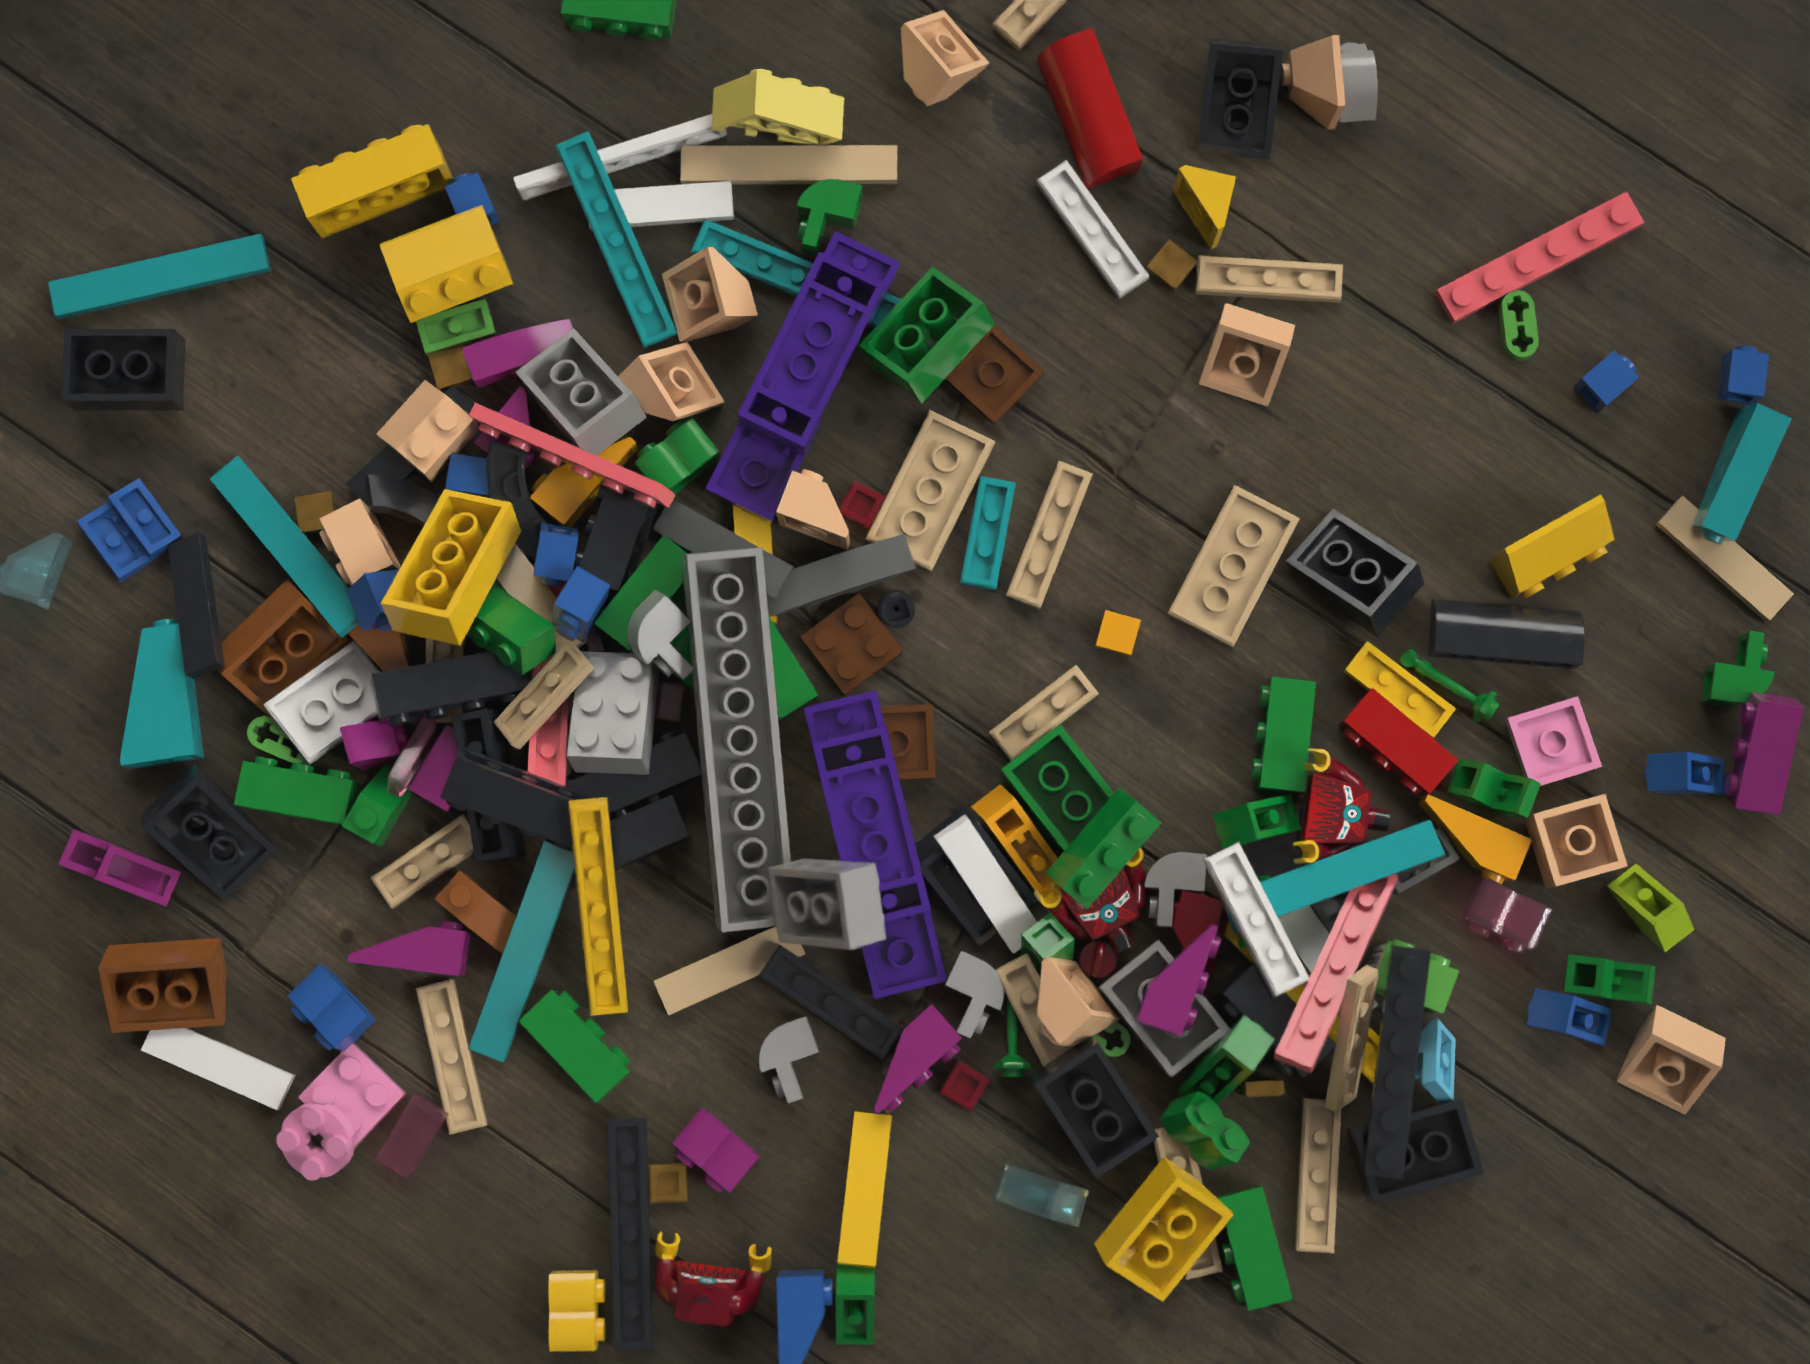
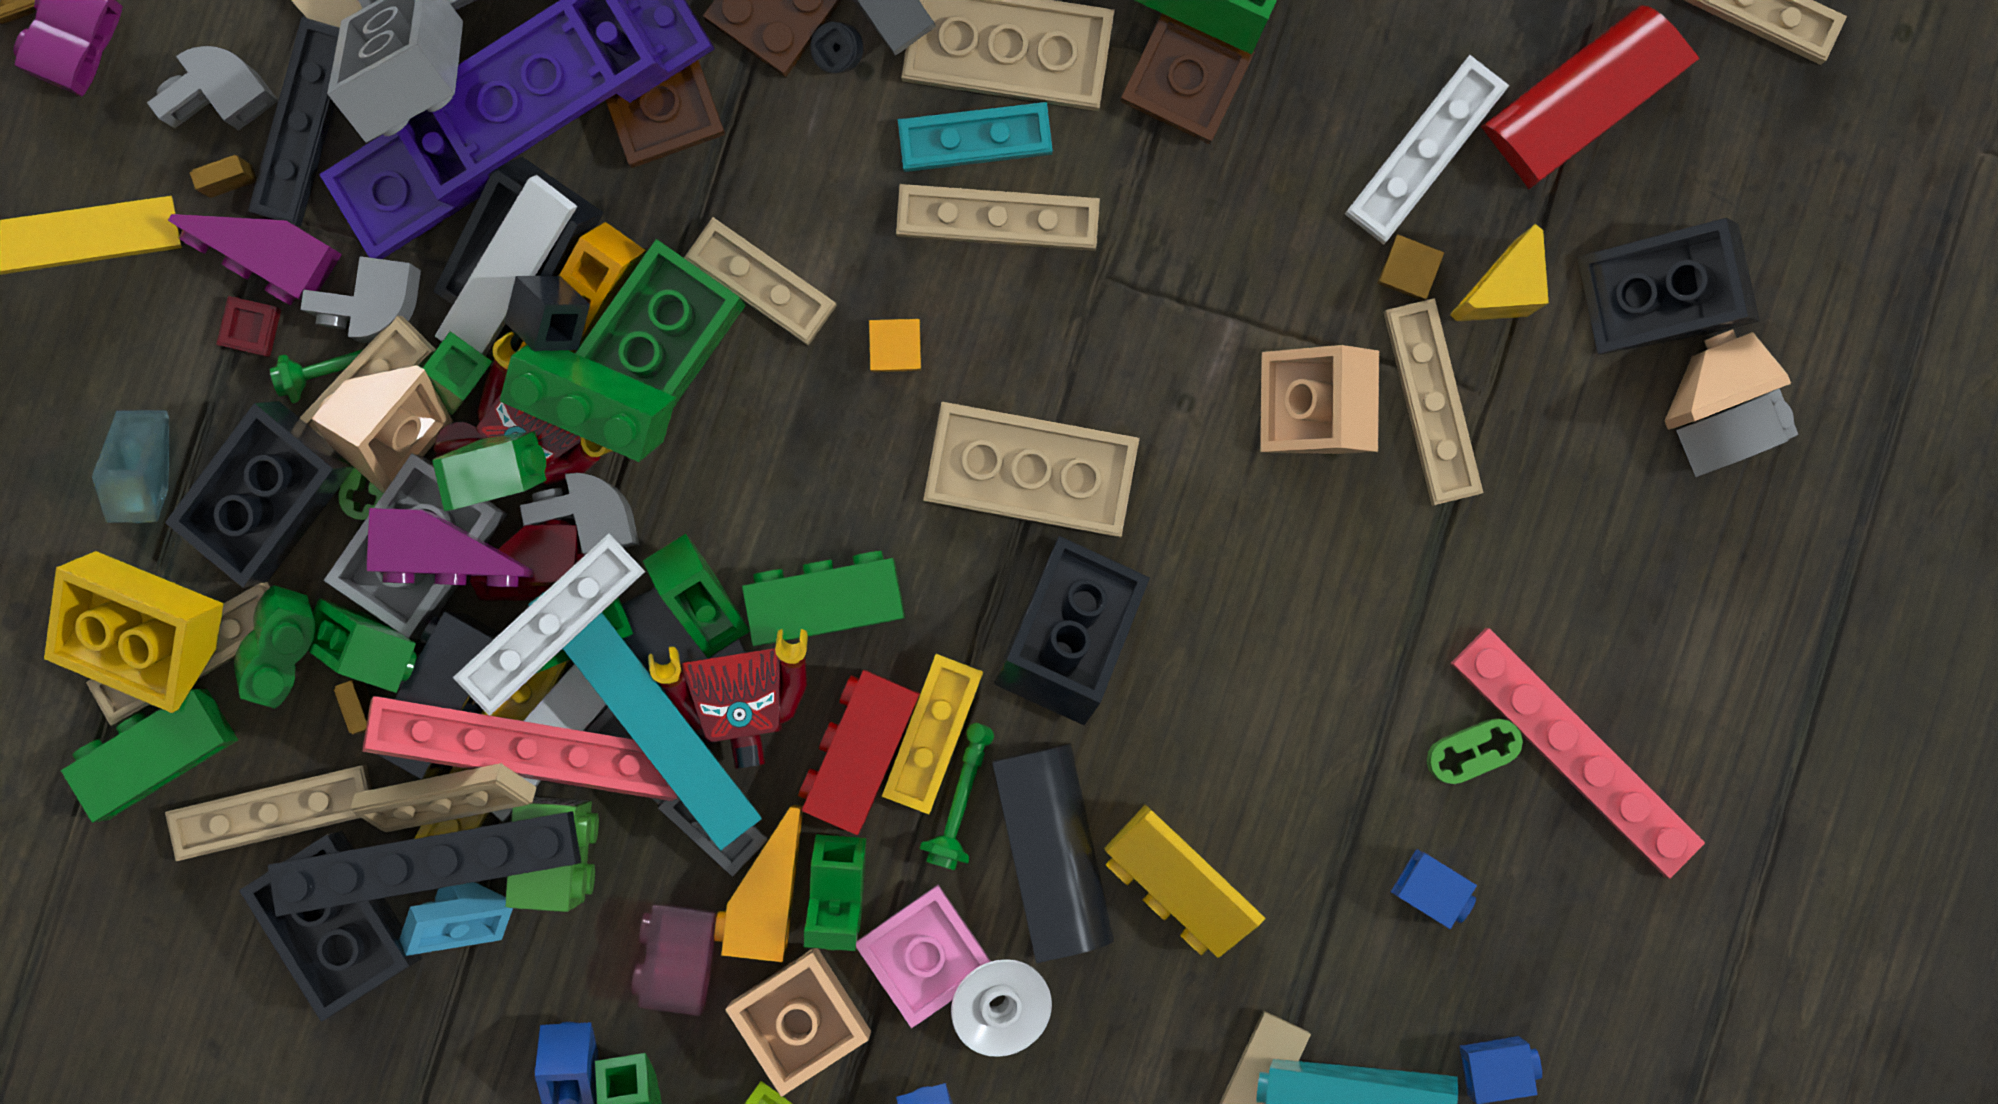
camera: 70 degrees right, 5 degrees up
(853, 1068) = (223, 176): none -> pearl gold tile
(1031, 860) = (547, 313): none -> black brick
(1131, 930) = (490, 469): none -> slope
(1615, 695) = (1010, 1025): none -> white dish

